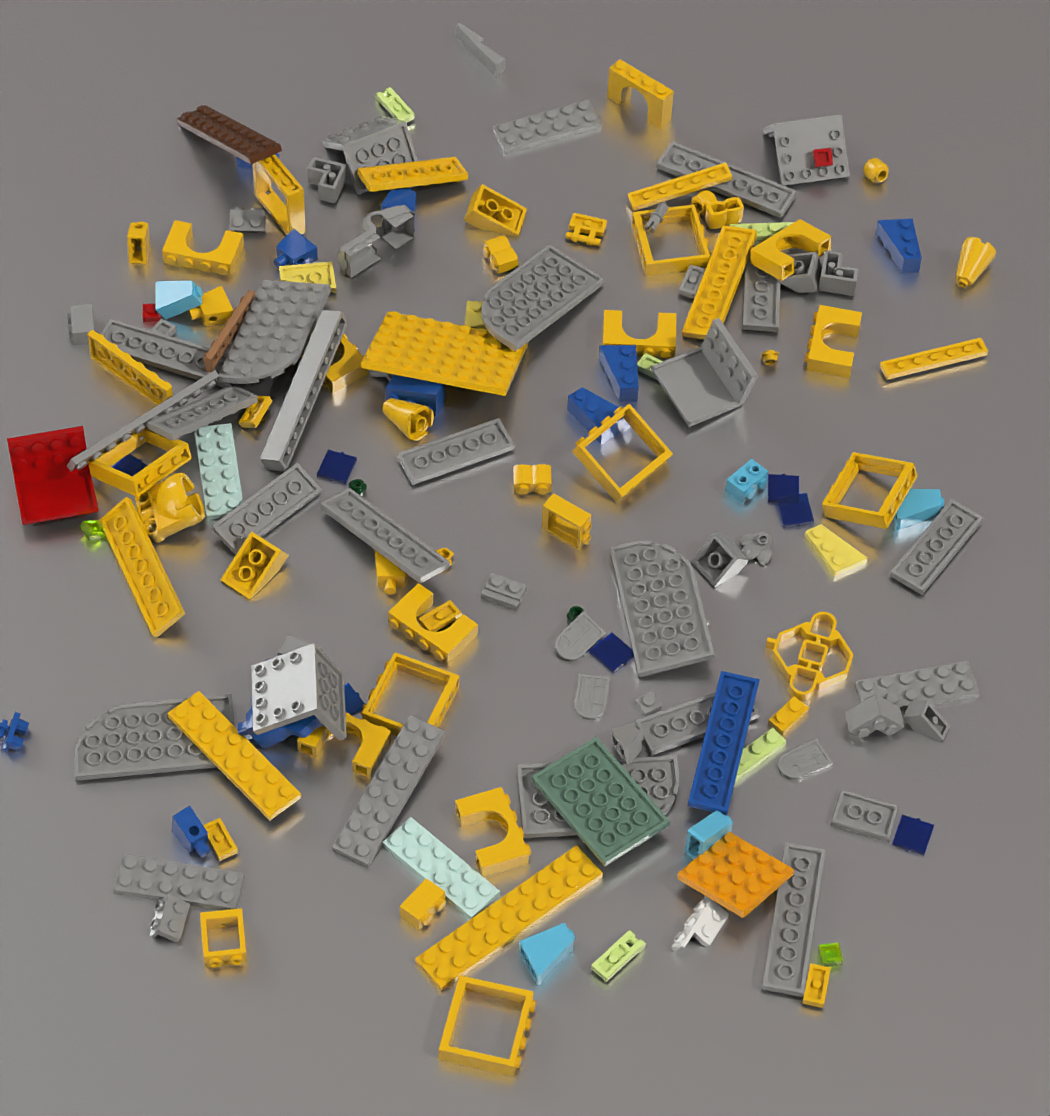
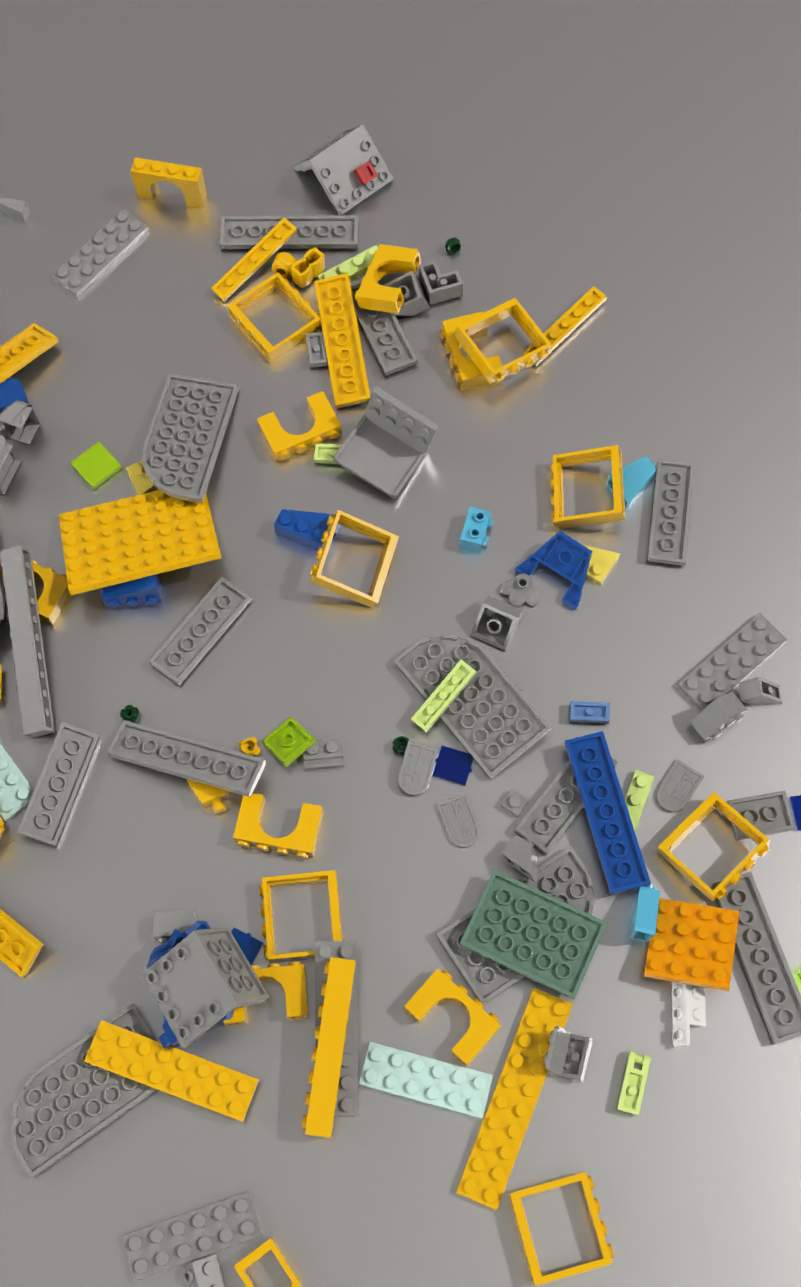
camera: 25 degrees left, 15 degrees up
(190, 832) = (168, 1176): blue torso -> none
(220, 839) = (206, 1167): yellow plate -> none
(254, 566) = (79, 851): yellow slope -> none
(336, 466) = (98, 701): clear blue piece -> none
(375, 794) = (330, 1047): none -> yellow brick
(409, 417) = (138, 618): yellow cone -> none
(423, 904) = (432, 1130): yellow brick -> none
(440, 617) = (281, 813): yellow plate -> none
(442, 289) = (96, 465): none -> lime tile
(479, 566) = (288, 741): none -> lime tile
(494, 212) = (101, 364): yellow slope -> none
(500, 254) = (130, 404): yellow brick -> none
(532, 479) = (286, 624): yellow brick -> none
(546, 950) = (570, 1116): medium azure slope -> none
(556, 510) = (343, 655): yellow window -> none
(571, 902) = (568, 1054): none -> light grey bracket
(588, 225) = (191, 337): yellow plate -> none
(621, 369) = (305, 471): blue wedge -> none
(635, 590) = (443, 695): none -> yellowish green plate
(656, 217) = (253, 302): light grey axle -> none
(759, 665) = (589, 712): none -> medium blue plate
(769, 357) = (426, 393): yellow plate -> none
(782, 486) = (509, 519): clear blue piece -> none
(788, 715) = (640, 749): yellow plate -> none
(795, 510) = (530, 535): clear blue piece -> none
(799, 788) = (688, 825): none -> yellow window
(808, 667) = (636, 650): yellow piece -> none
(812, 535) = (564, 557): none -> blue wing
(864, 318) = (488, 318): none -> yellow window
(872, 254) = (453, 245): none -> dark green plate
(875, 170) = (414, 163): yellow head -> none
(901, 242) = (476, 224): blue wedge -> none
(973, 260) = (546, 214): yellow cone -> none

